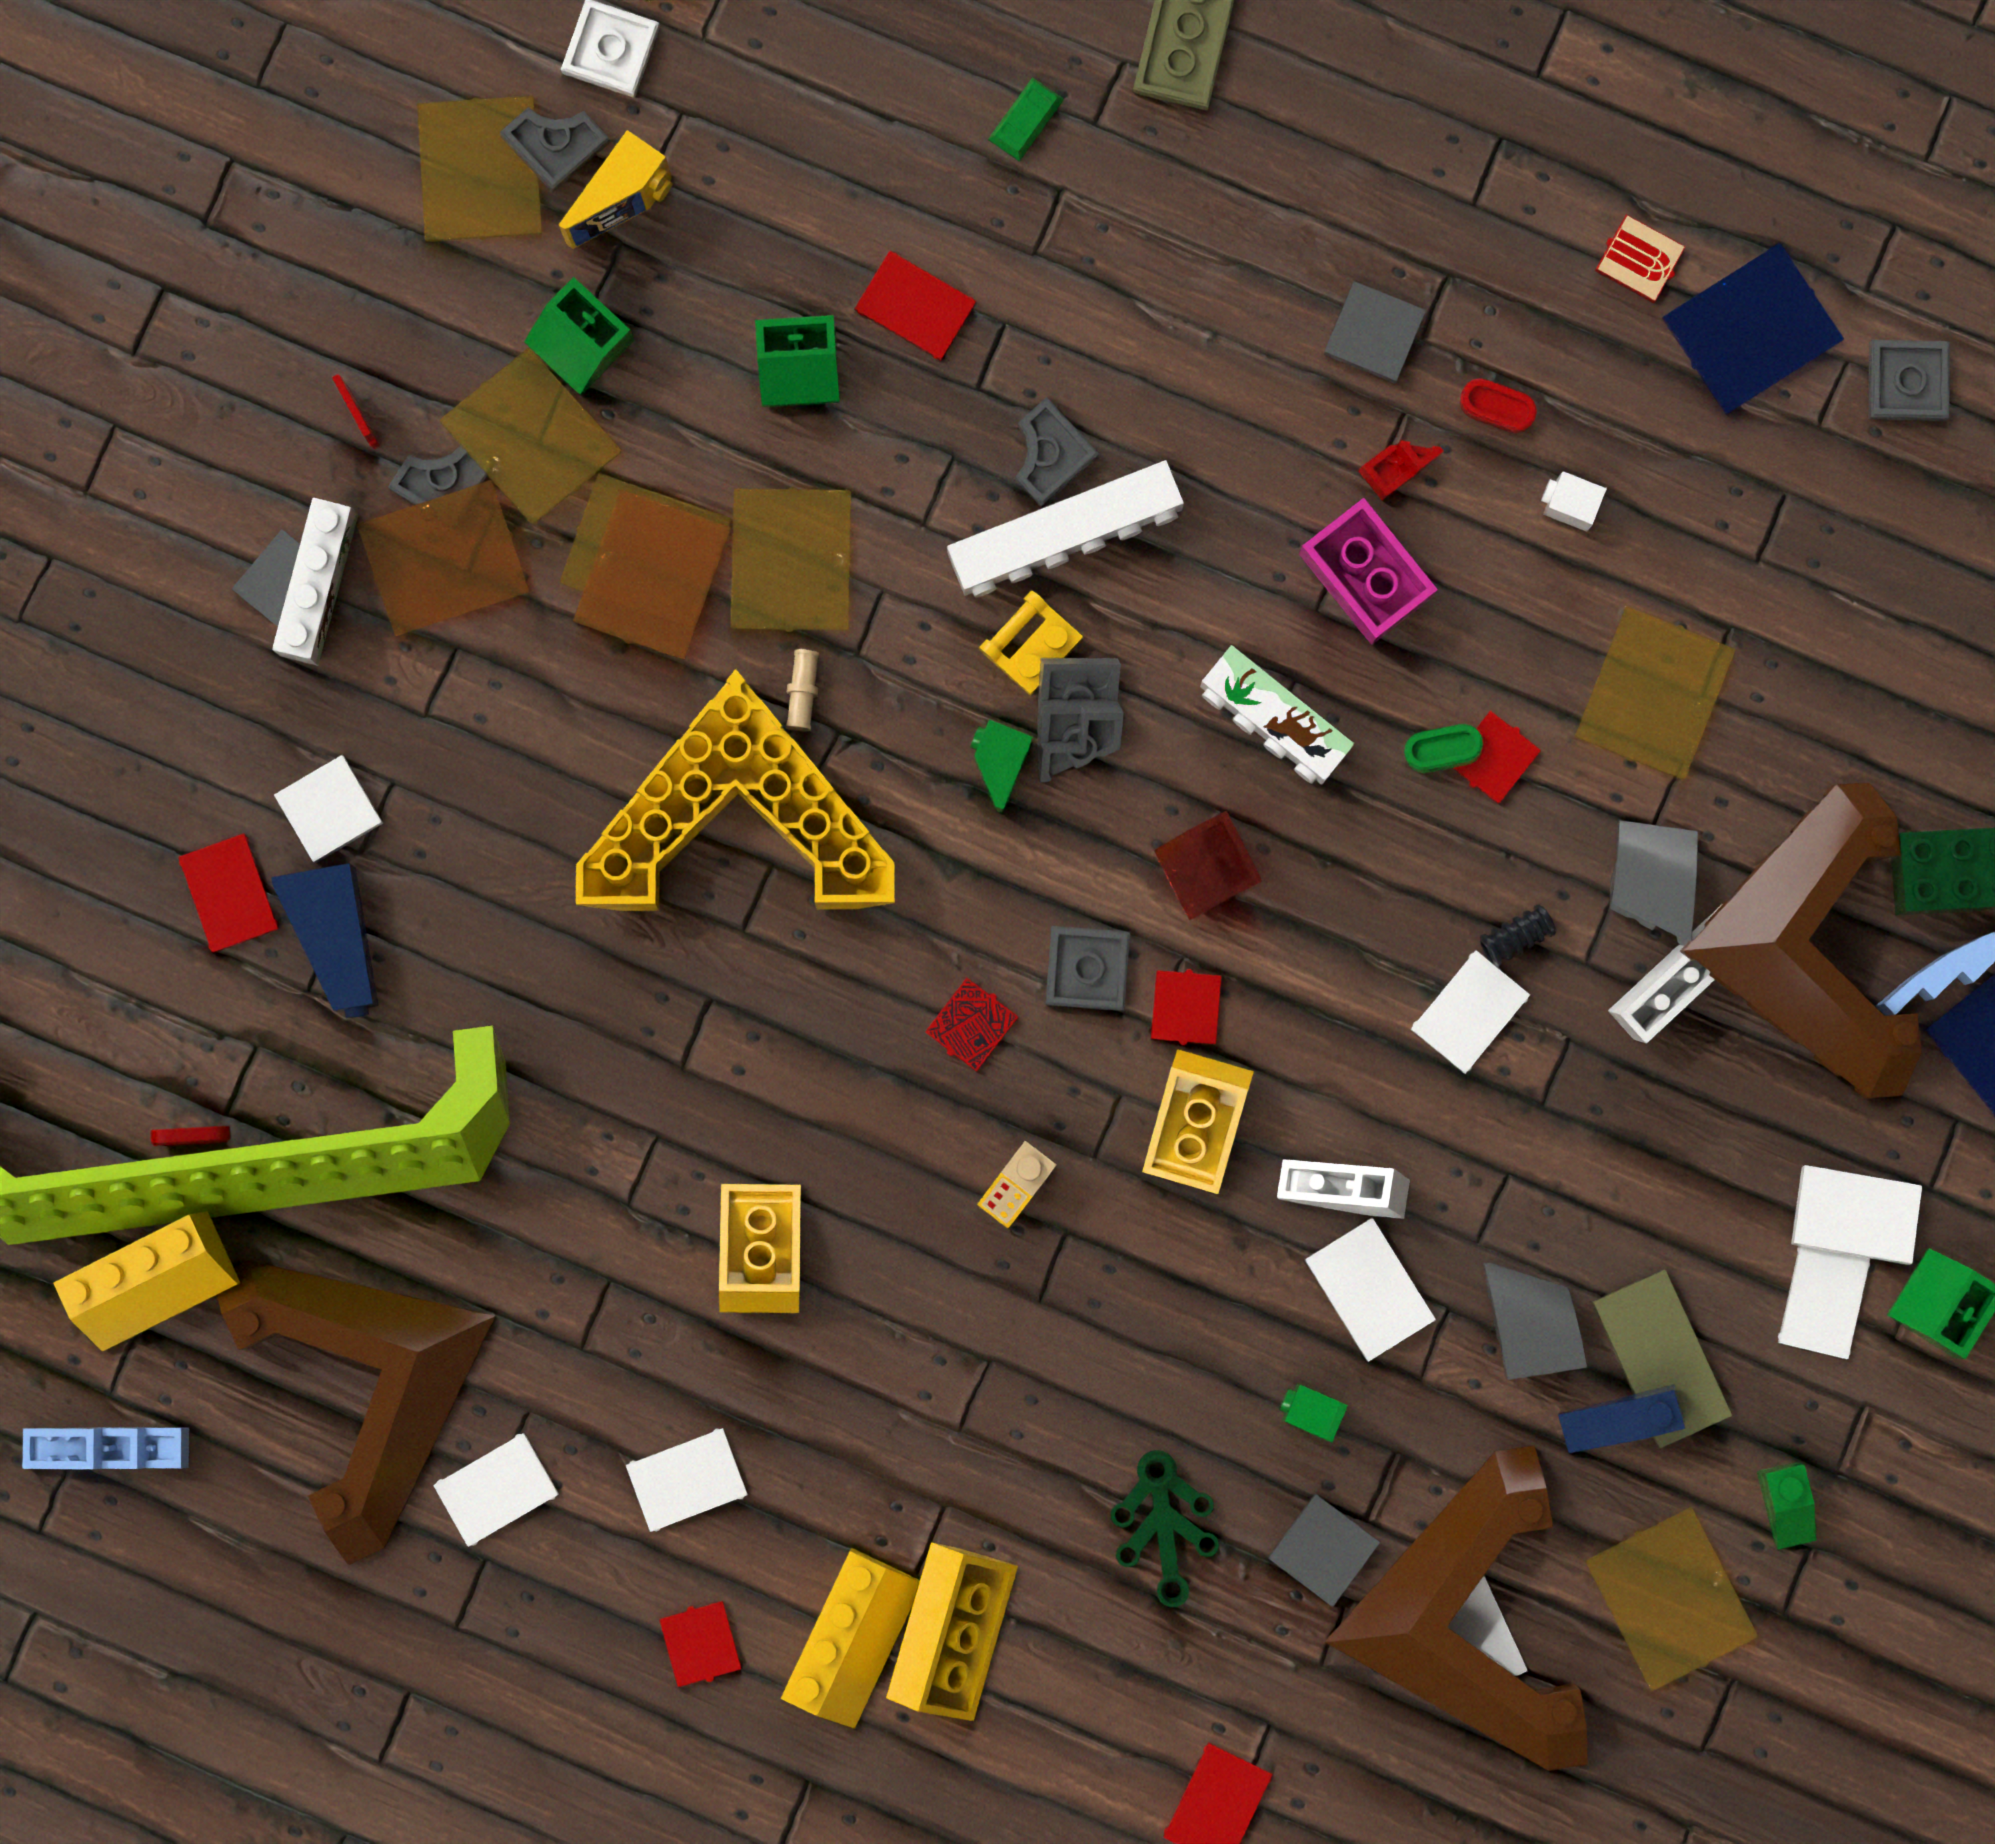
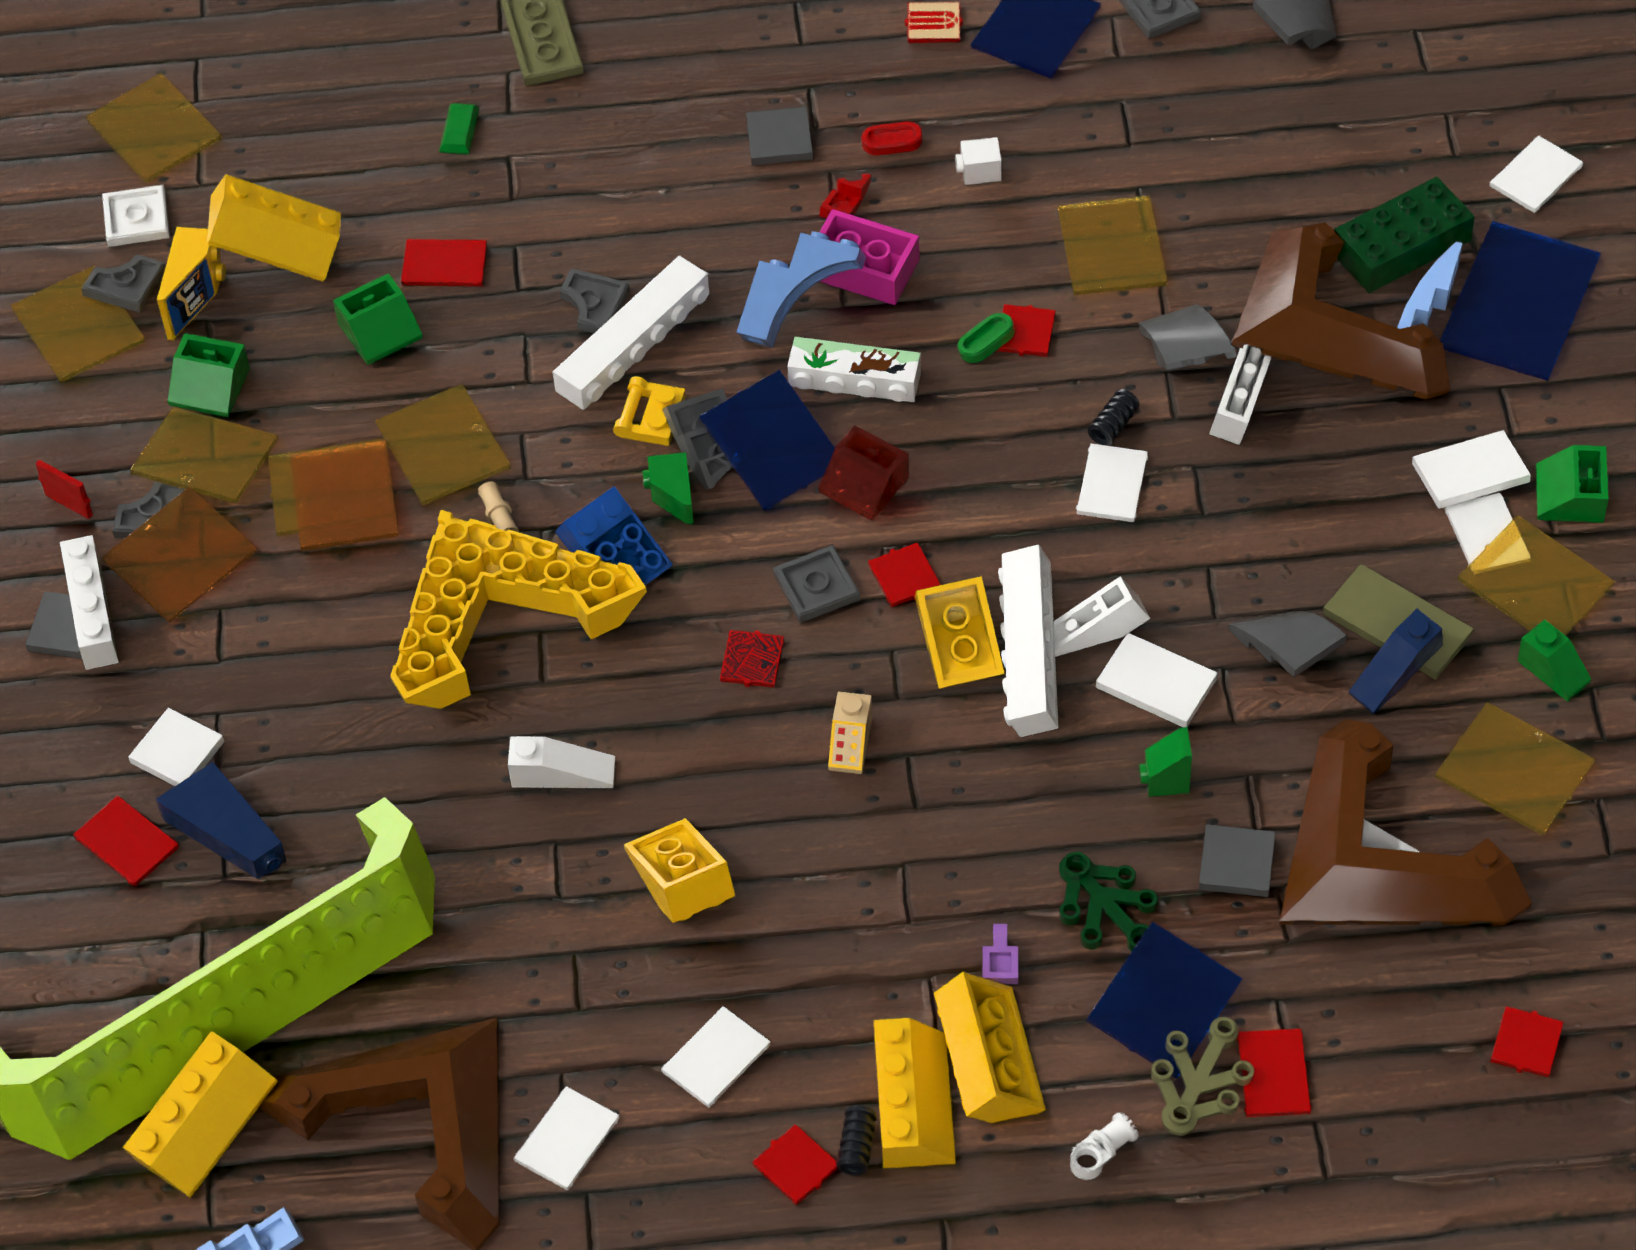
camera: 25 degrees left, 30 degrees down
(705, 1055) = (557, 764): none -> white slope
(736, 180) = (273, 227): none -> yellow slope
(769, 1658) = (856, 1140): none -> black piece
(901, 802) = (616, 534): none -> blue slope
(1004, 1798) = (1102, 1146): none -> white connector
(1020, 1537) = (1000, 960): none -> medium lavender plate
(1136, 763) = (770, 439): none -> clear blue piece
(1137, 1778) = (1199, 1080): none -> olive plant
(1155, 1672) = (1162, 991): none -> clear blue piece
(1250, 570) = (779, 287): none -> medium blue arch
(1262, 1175) = (1028, 641): none -> white brick
(1836, 1389) = (1535, 578): none -> clear yellow piece

